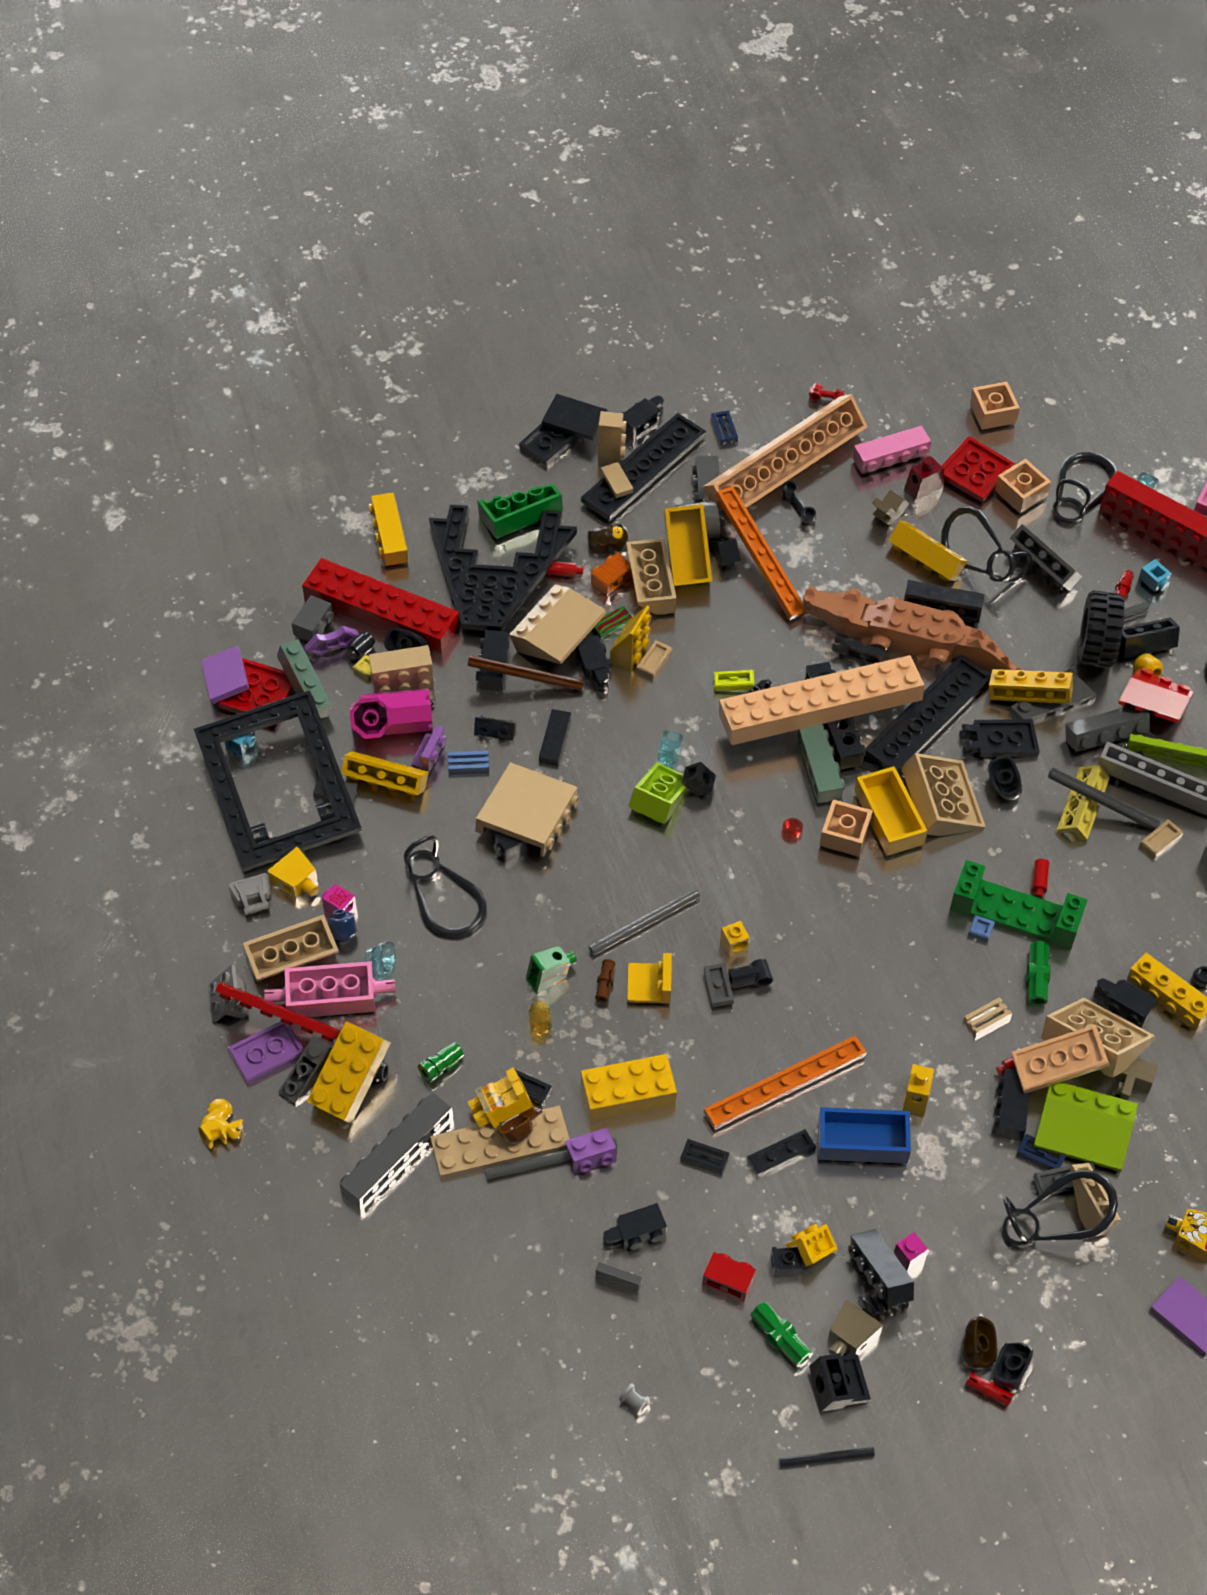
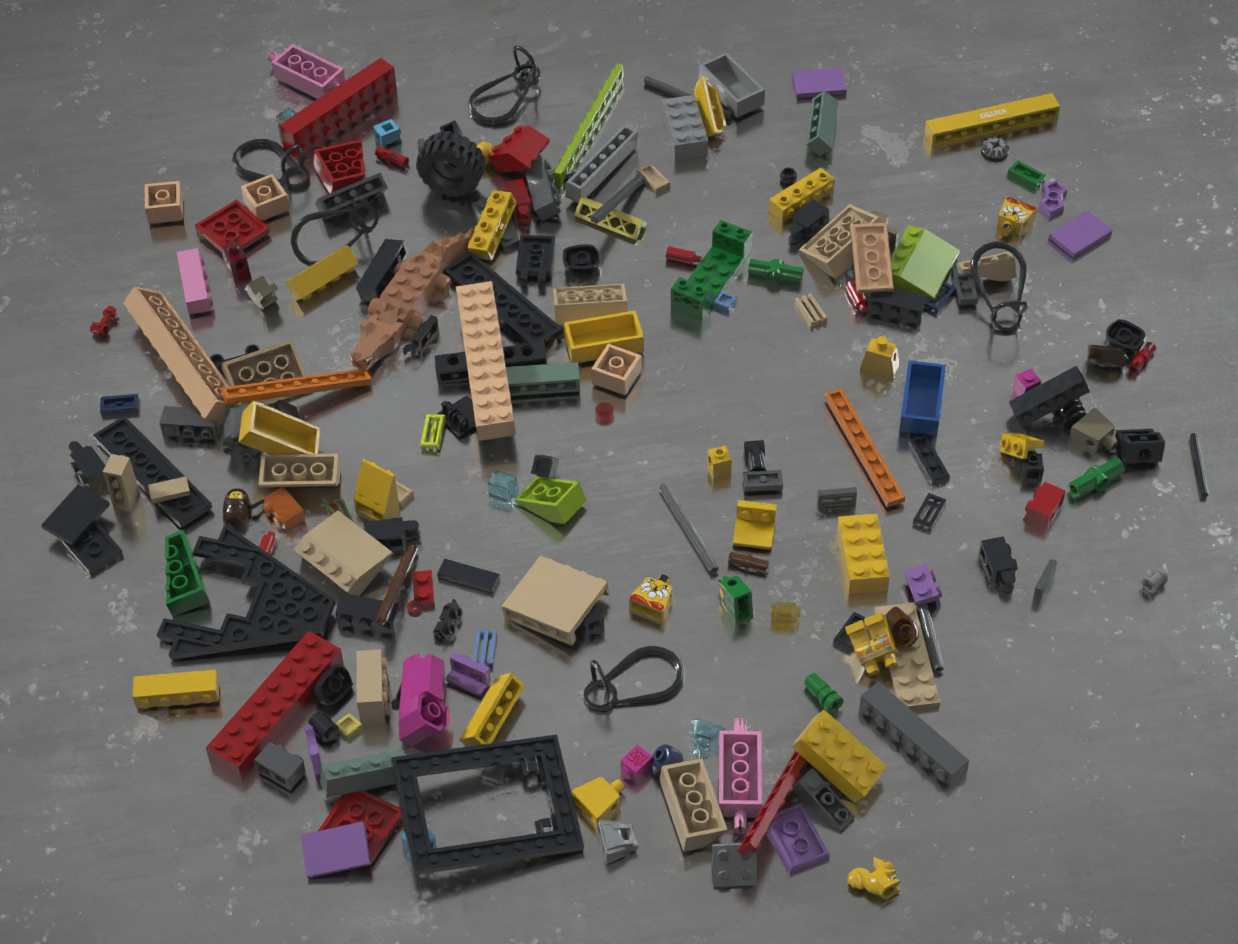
camera: 80 degrees left, 5 degrees down
(531, 702) = (423, 591): none -> red hinge
(543, 896) = (652, 598): none -> yellow torso
(704, 1058) = (836, 497): none -> dark grey tile
(784, 529) = (265, 365): none -> tan slope
(1083, 706) = (524, 202): none -> red hinge
(1086, 540) = (340, 165): none -> red wedge

